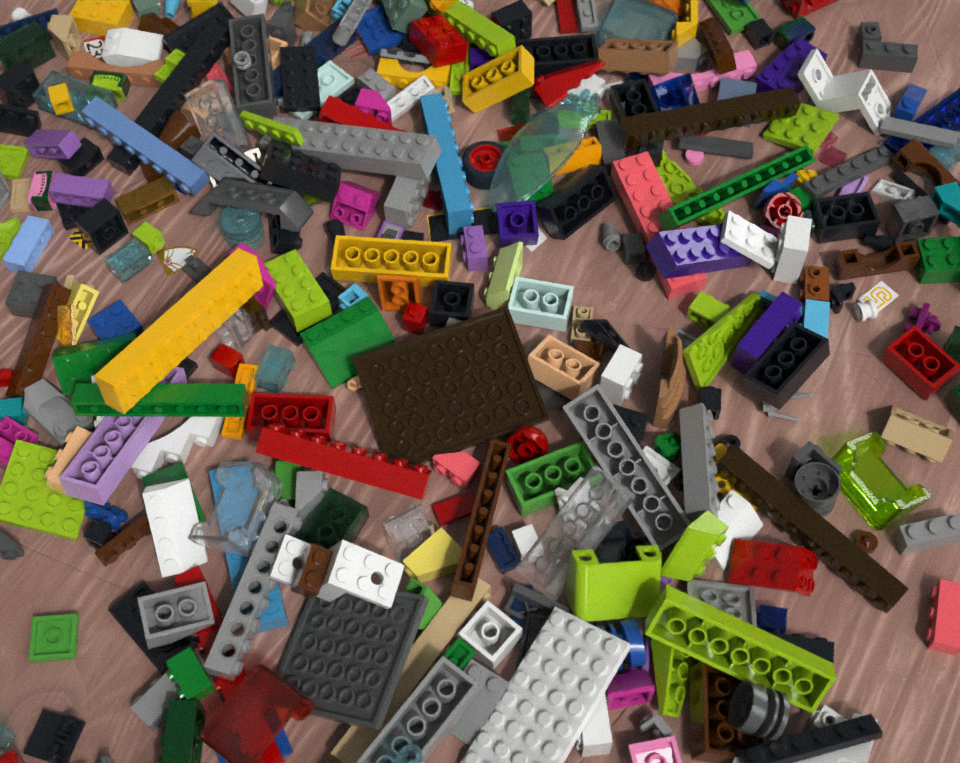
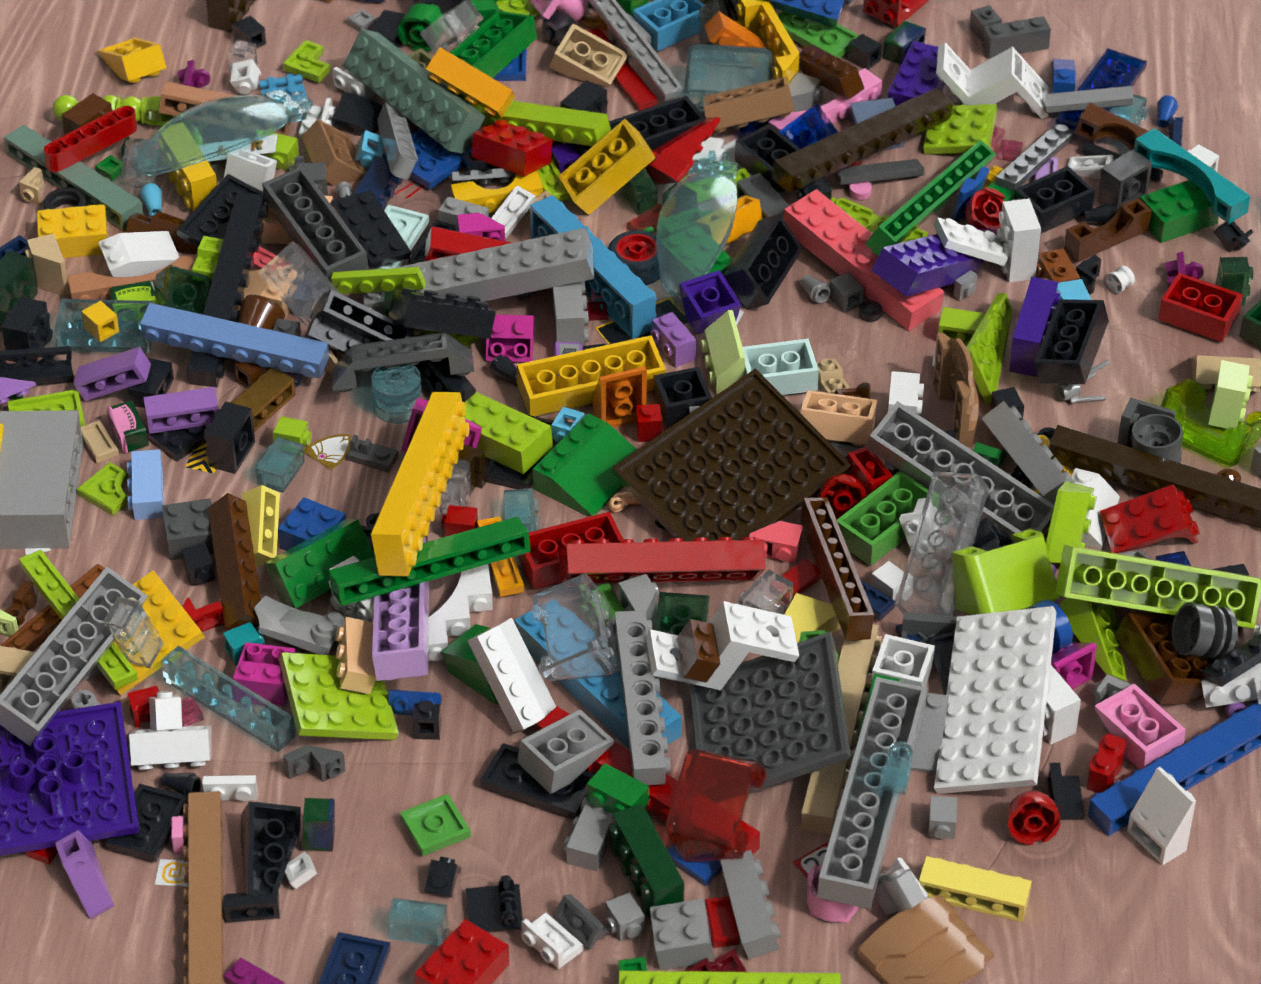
camera: 25 degrees left, 15 degrees down
(19, 327) = (198, 564): none -> black brick
(31, 691) = (442, 876): none -> black bracket
(66, 325) = (267, 532): clear yellow slope -> none
(95, 46) = (82, 265): sticker -> none
(124, 541) = (456, 715): reddish brown plate -> none
(135, 93) = (182, 289): none -> clear green slope
(242, 55) = (307, 224): light grey bush -> none
(560, 429) = (868, 469): none -> red brick
(604, 333) = (859, 375): black wing -> none
(732, 274) = (965, 285): none -> light grey plate
(766, 299) = (1016, 298): dark azure tile -> none
(880, 294) = (1131, 261): white sticker -> none
(903, 463) = (1230, 395): none -> yellowish green brick

